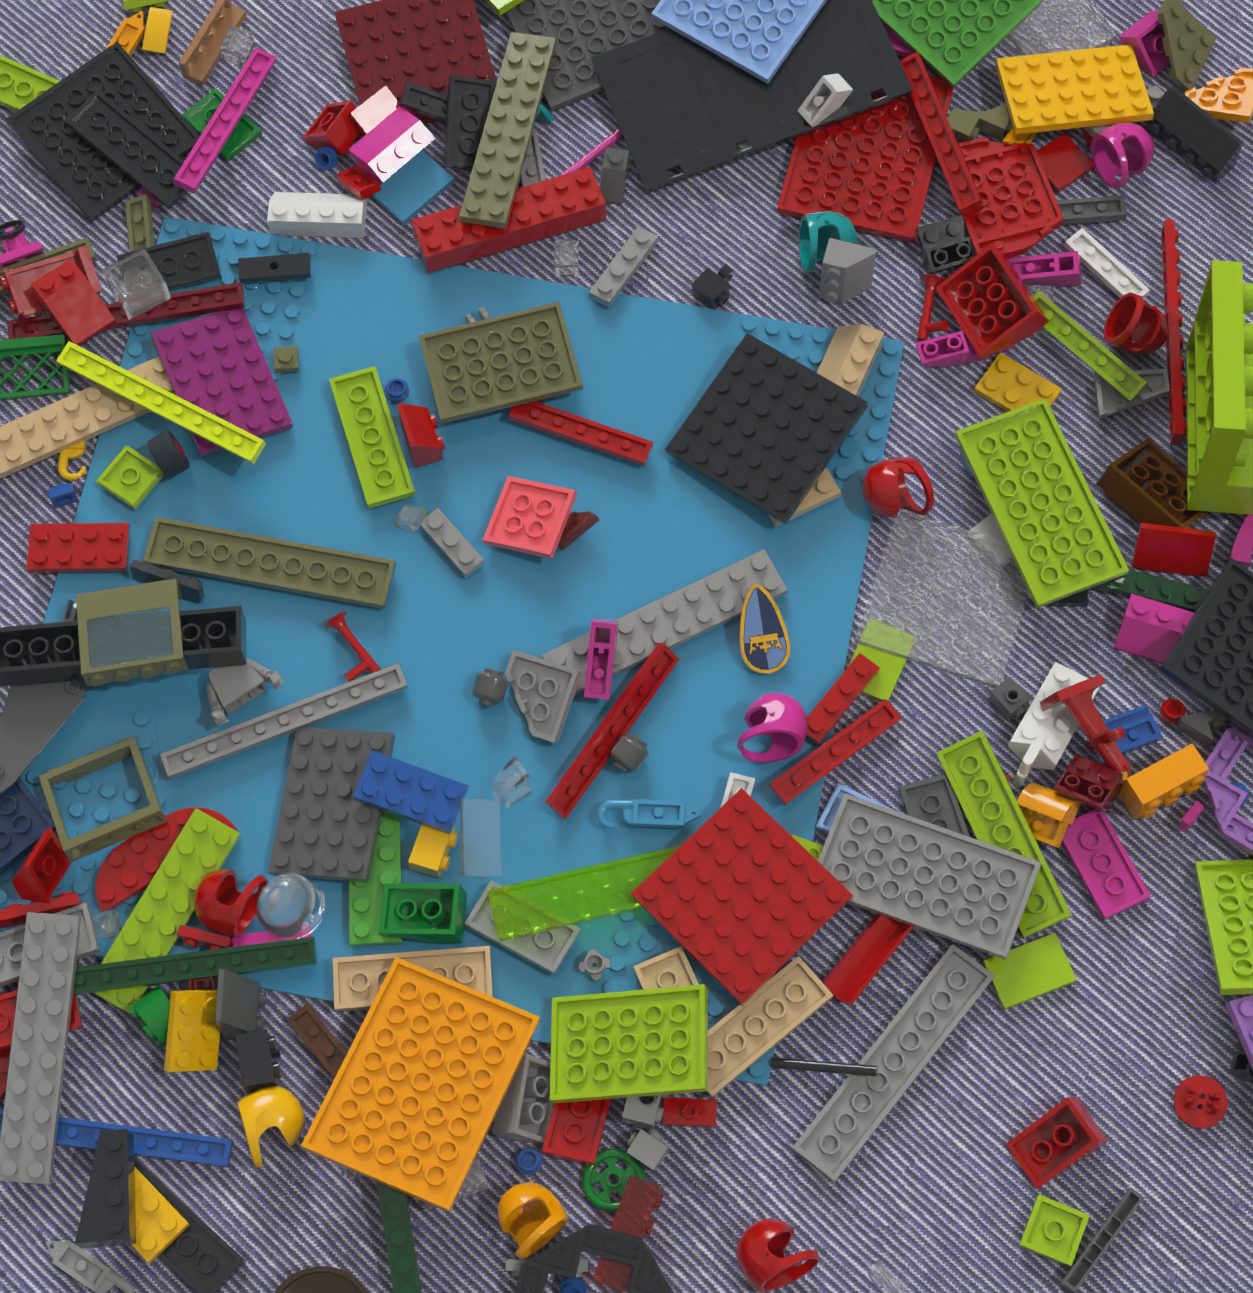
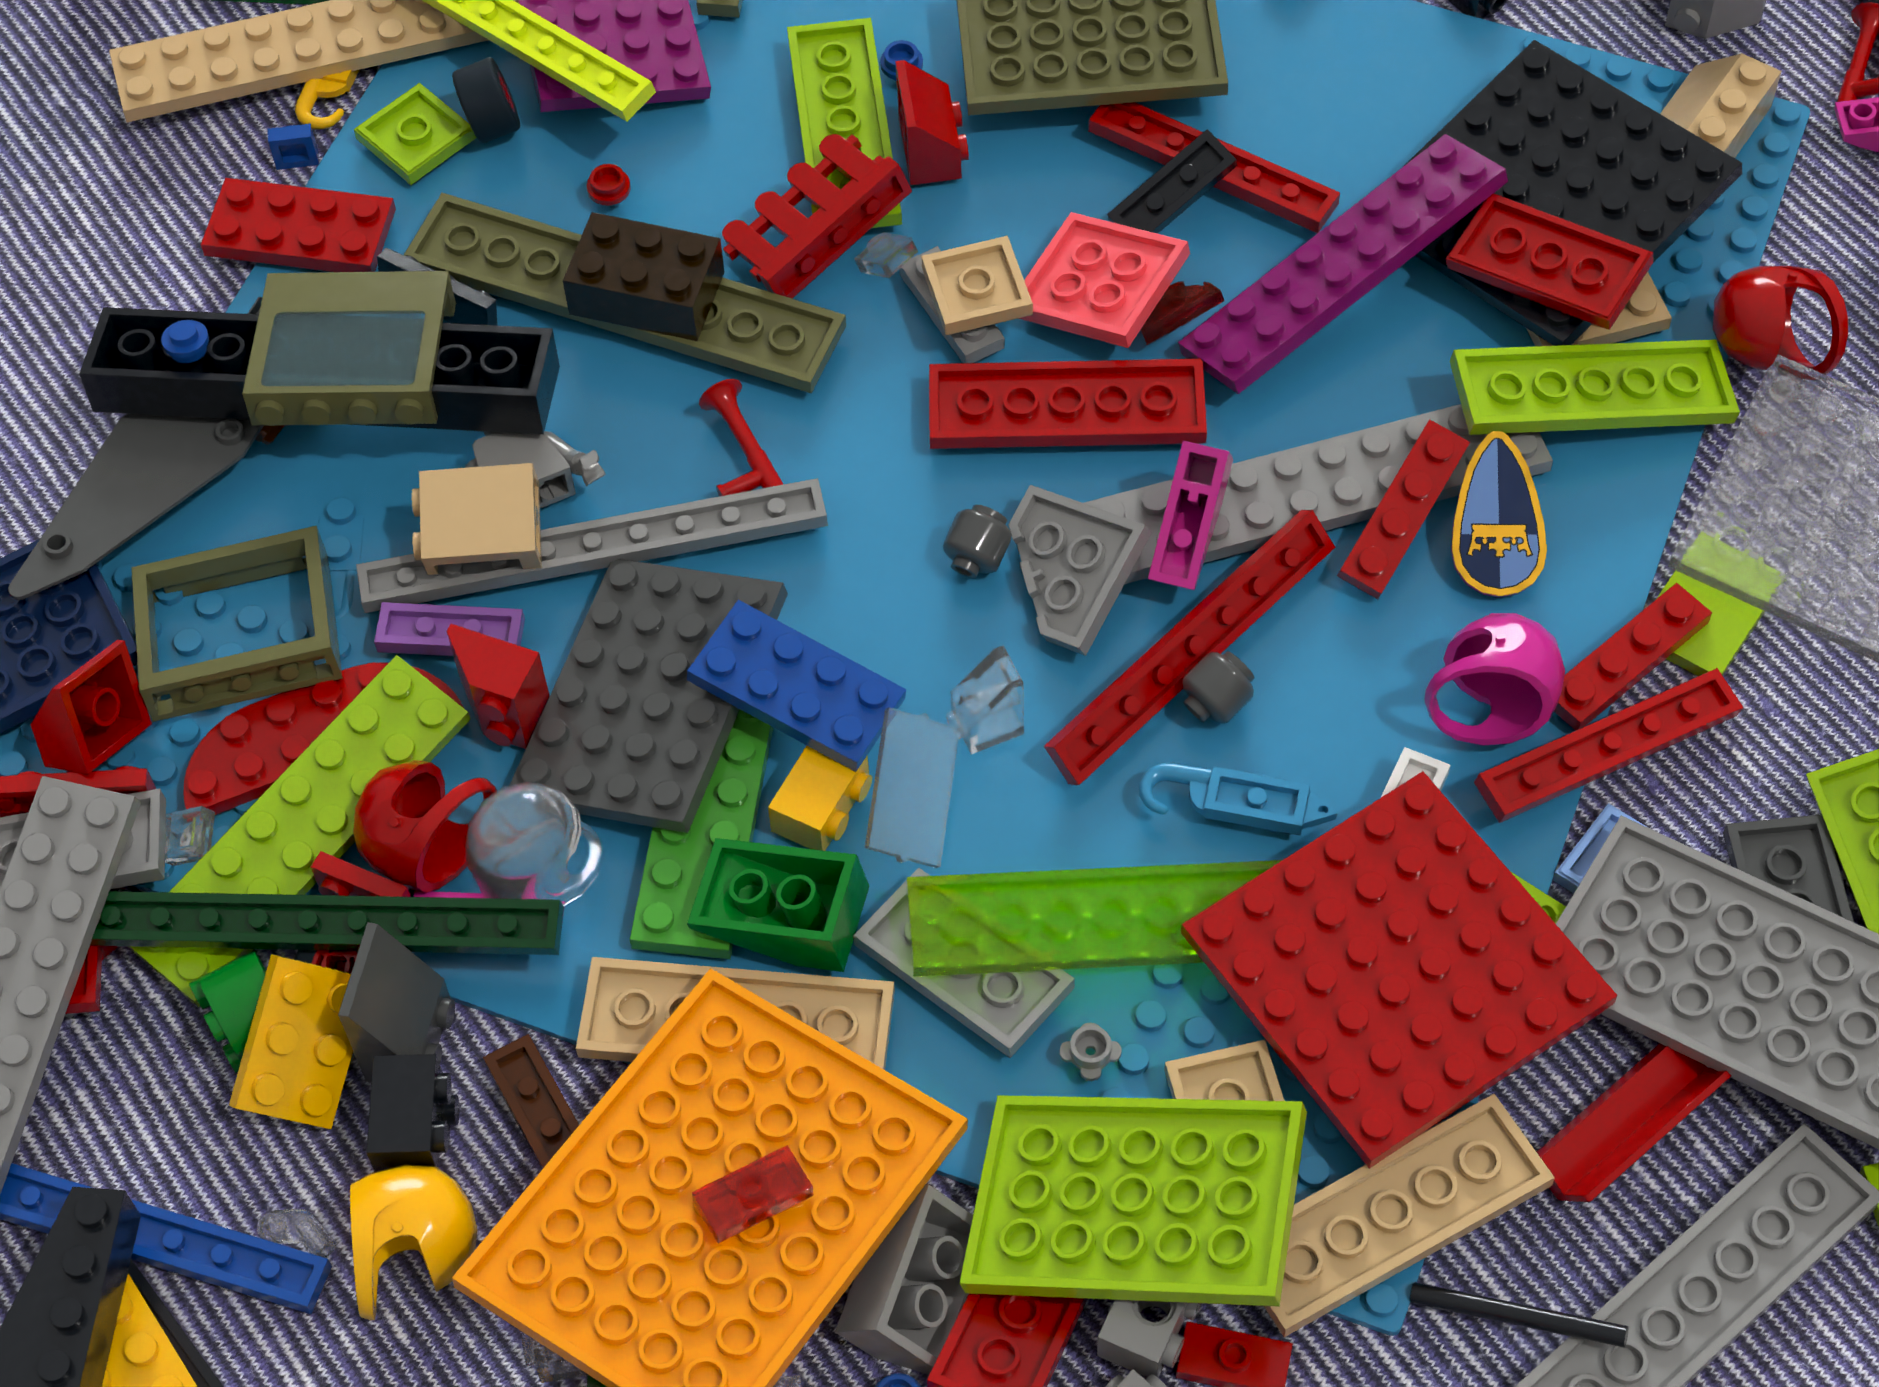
camera: 10 degrees right, 10 degrees down
(41, 645) = (185, 341): none -> blue plate
(210, 1124) = (296, 1227): none -> clear arm
(218, 783) = (423, 627): none -> medium lavender plate
(221, 720) = (477, 516): none -> tan panel
(247, 496) = (608, 185): none -> red plate
(254, 814) = (501, 684): none -> red slope
(281, 557) = (644, 276): none -> dark brown brick
(379, 507) = (837, 224): none -> red fence
(441, 1076) = (752, 1194): none -> clear red plate
(464, 533) = (976, 285): none -> tan plate
(524, 595) = (1067, 403): none -> red plate
(562, 454) = (1175, 185): none -> black plate
(660, 489) = (1342, 262): none -> magenta plate
(712, 633) = (1403, 509): none -> red plate
(771, 475) = (1550, 260): none -> red tile
(803, 544) = (1593, 386): none -> lime plate

